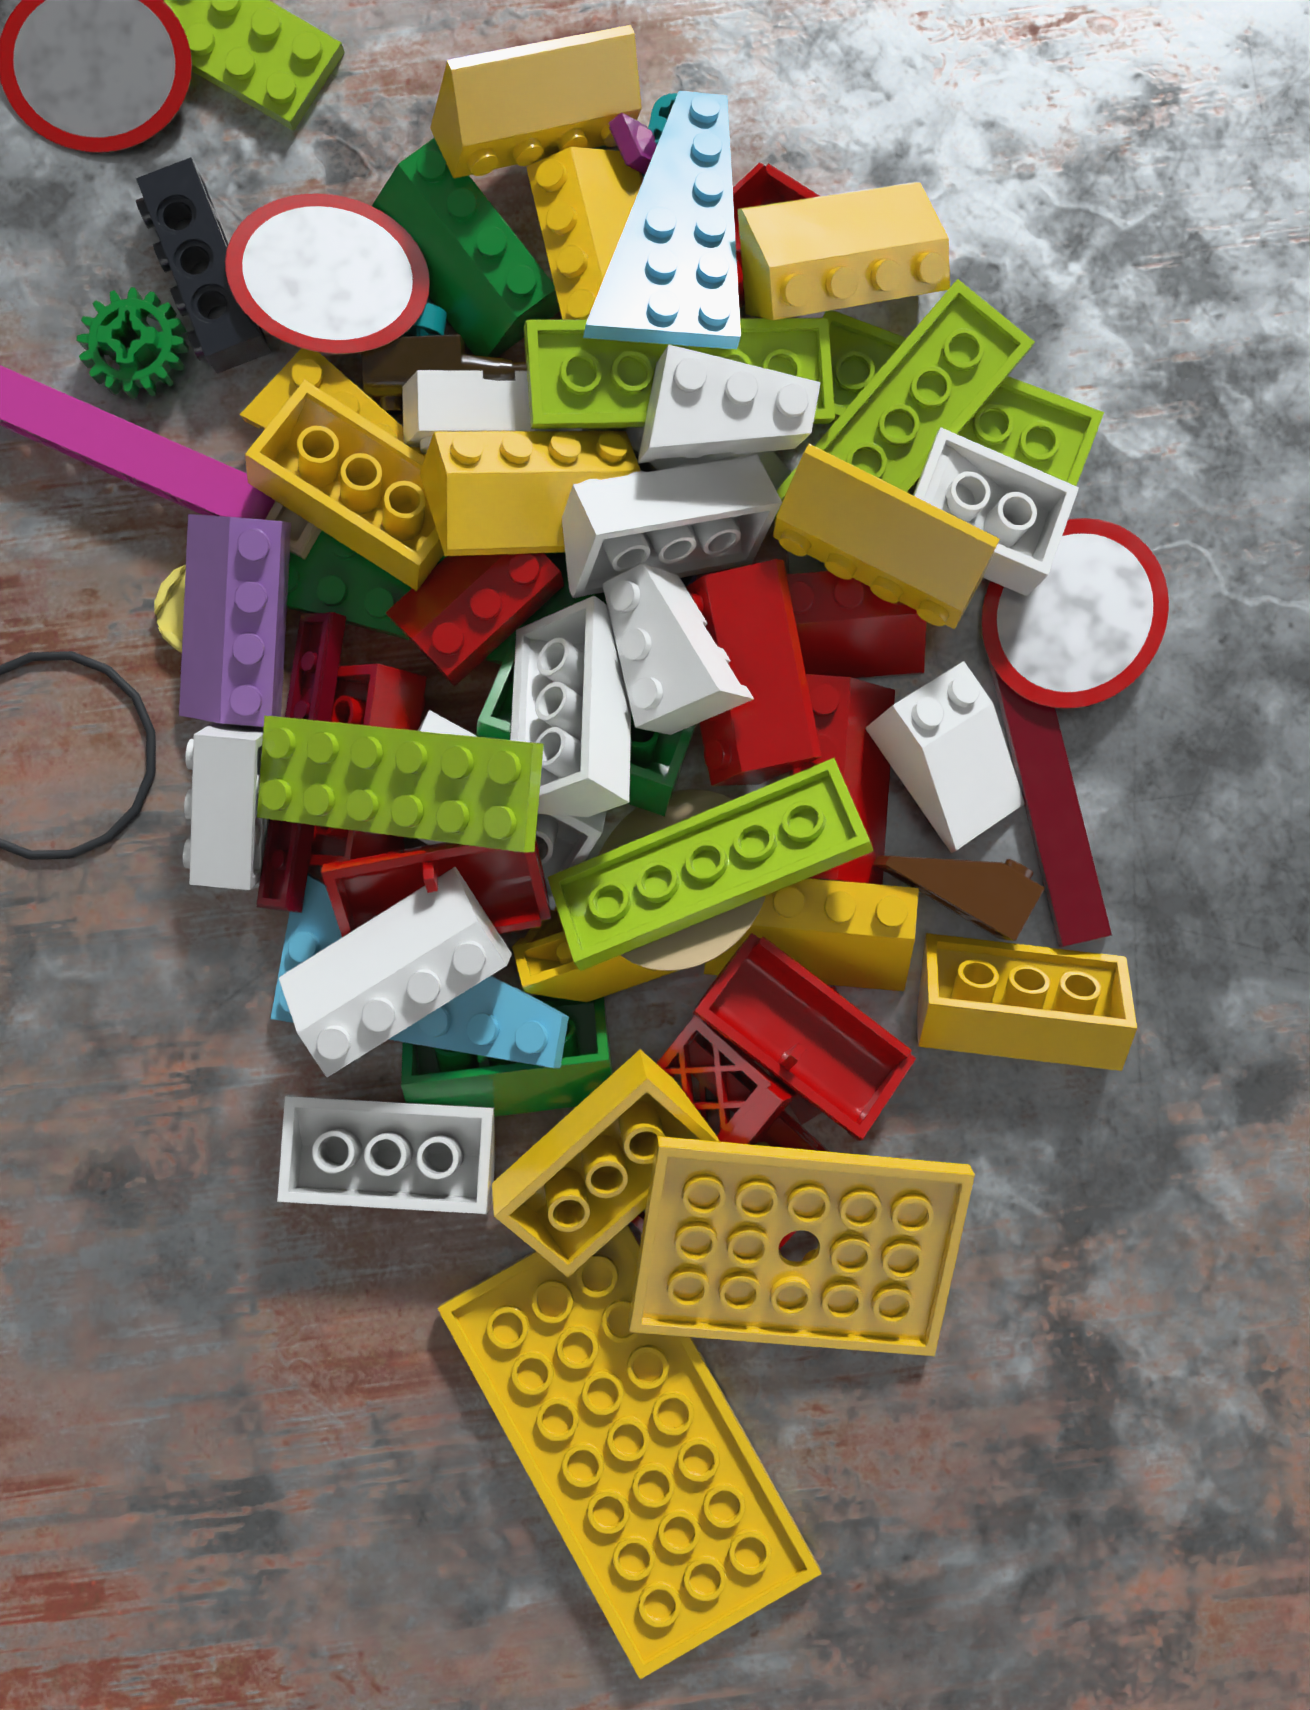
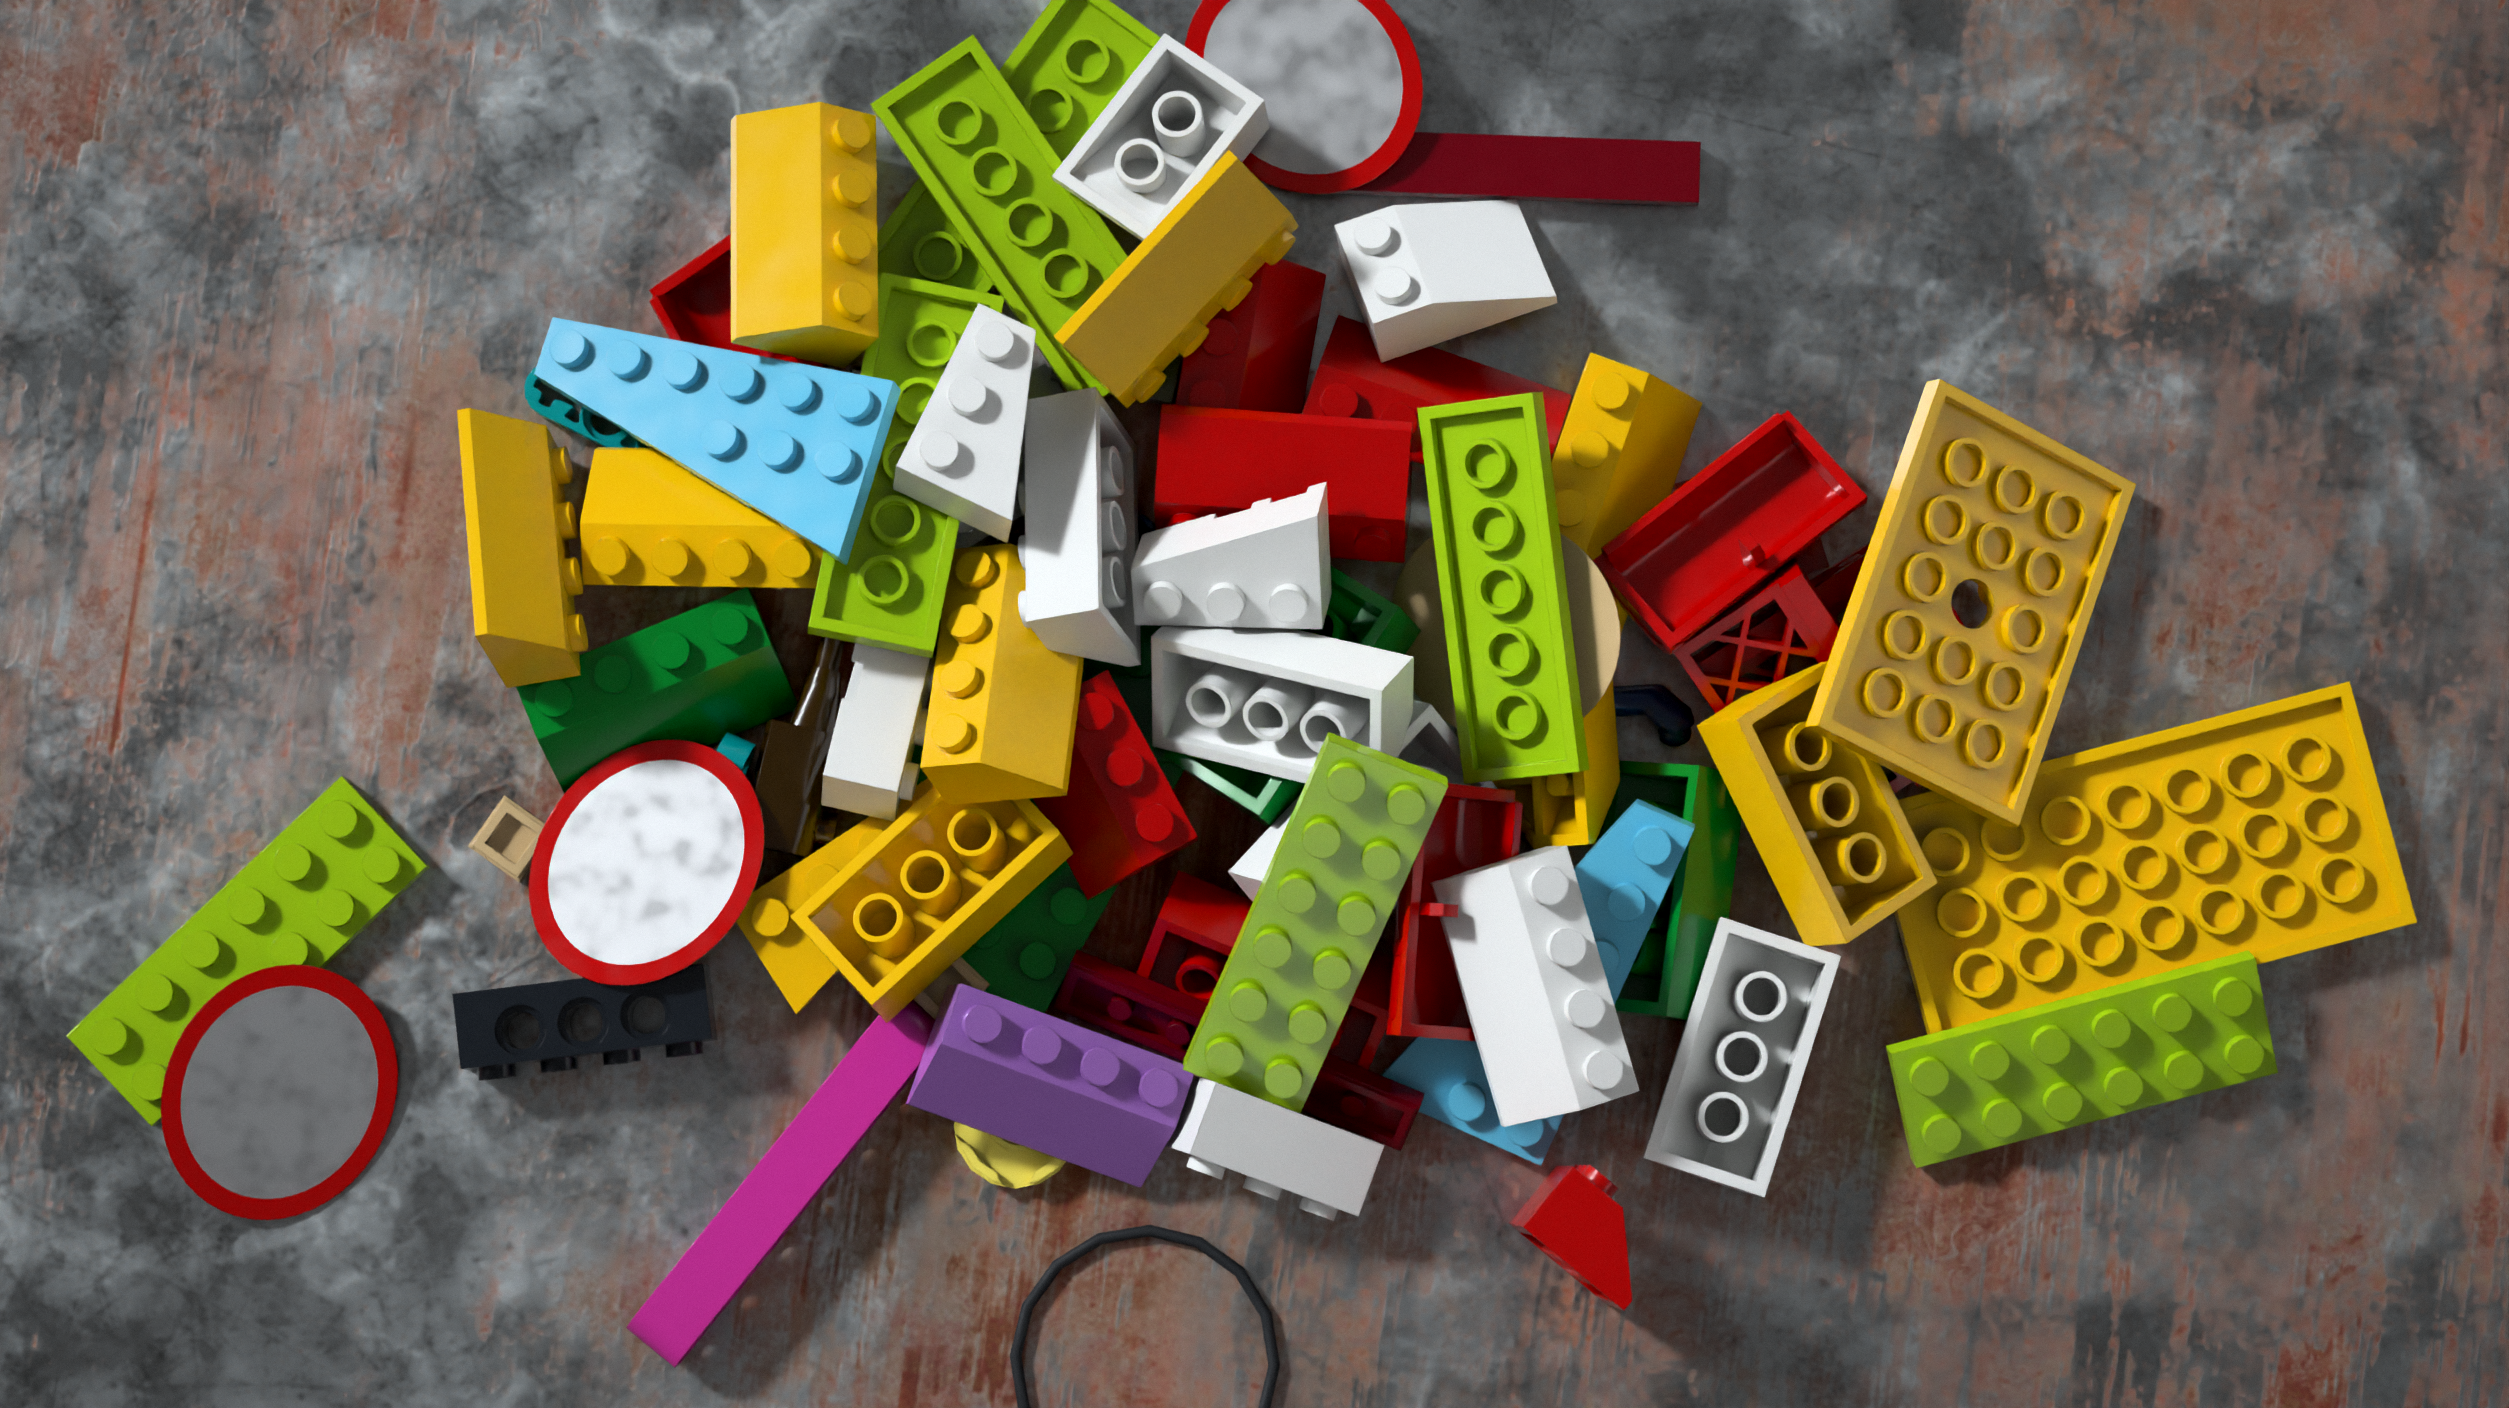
camera: 85 degrees left, 0 degrees up
(118, 328) = (652, 1158): green gear -> none
(199, 1055) = (1581, 1230): none -> red slope
(328, 175) = (509, 838): none -> tan tile
(461, 1431) = (2082, 1059): none -> lime plate
(633, 141) = (591, 444): magenta tile -> none
(654, 1019) = (1660, 707): none -> dark blue arm
(982, 892) = (1608, 281): reddish brown slope -> none
(1025, 1002) = (1752, 265): yellow slope -> none

